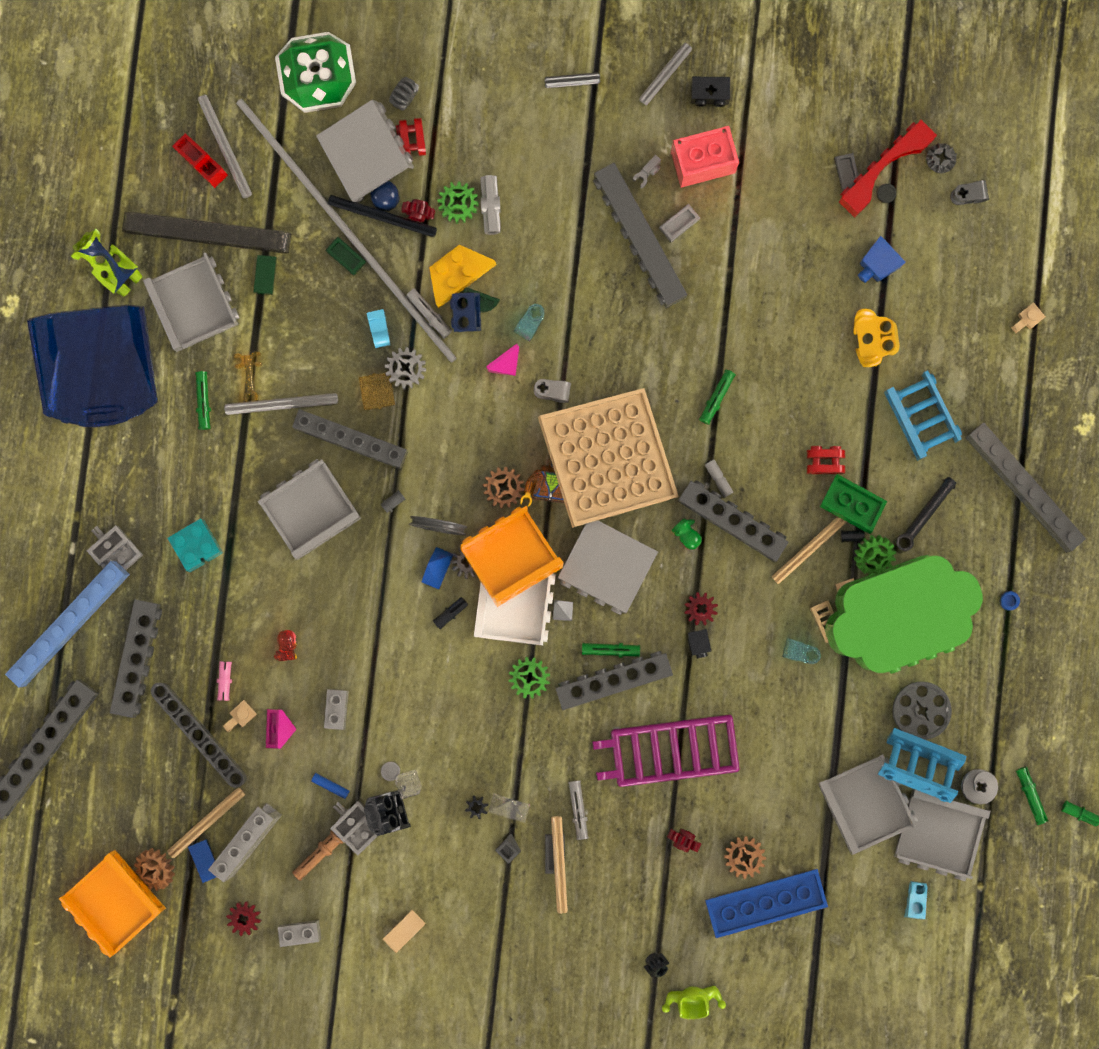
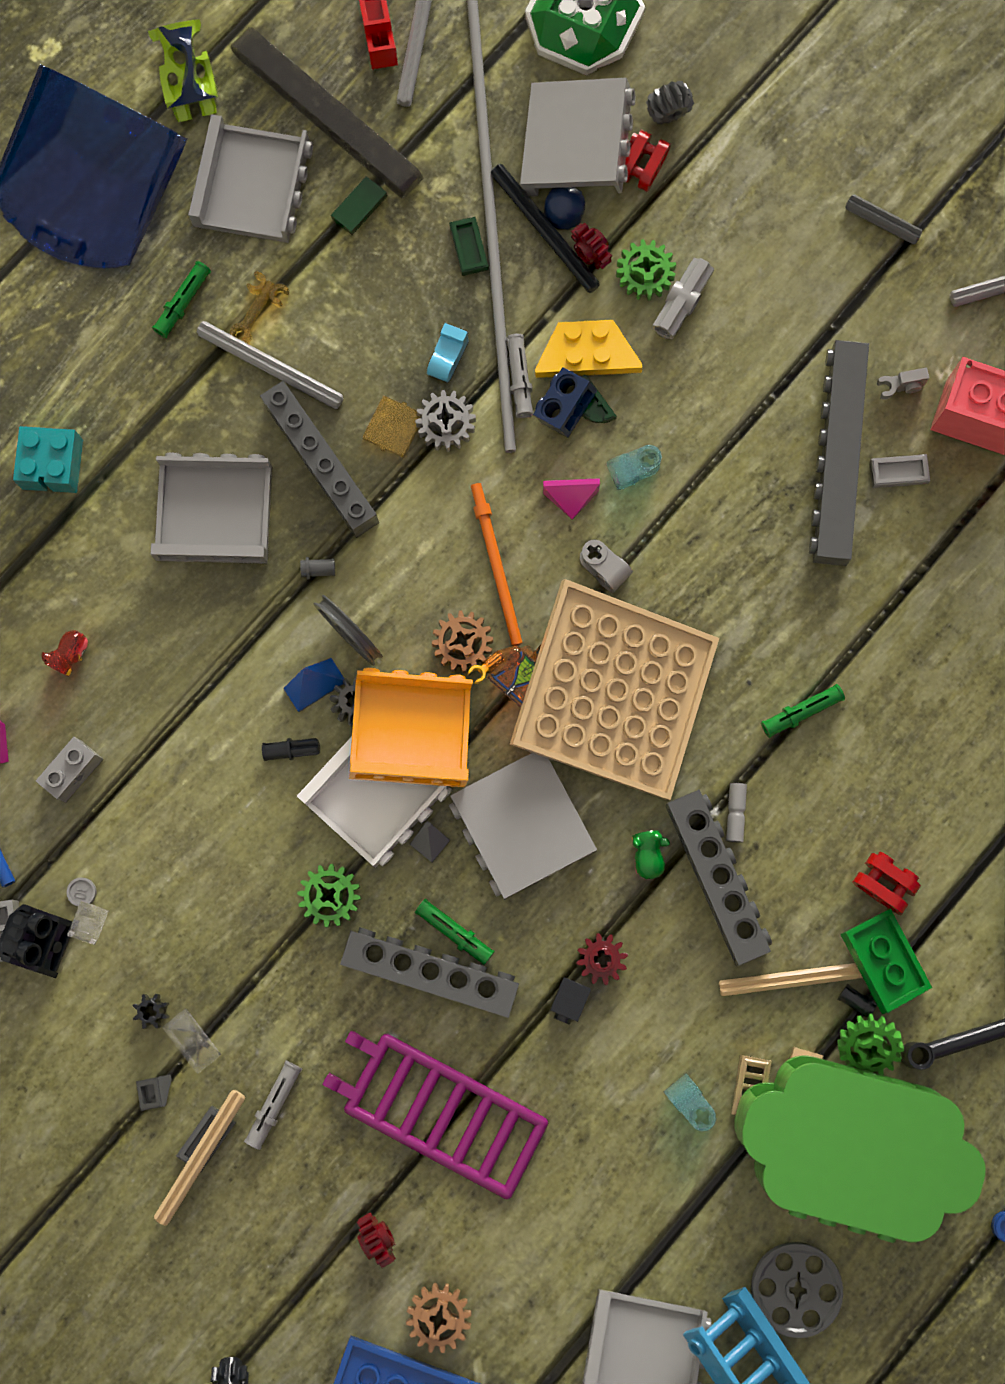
camera: 40 degrees right, 5 degrees down
(463, 406) = (483, 512): none -> orange bar

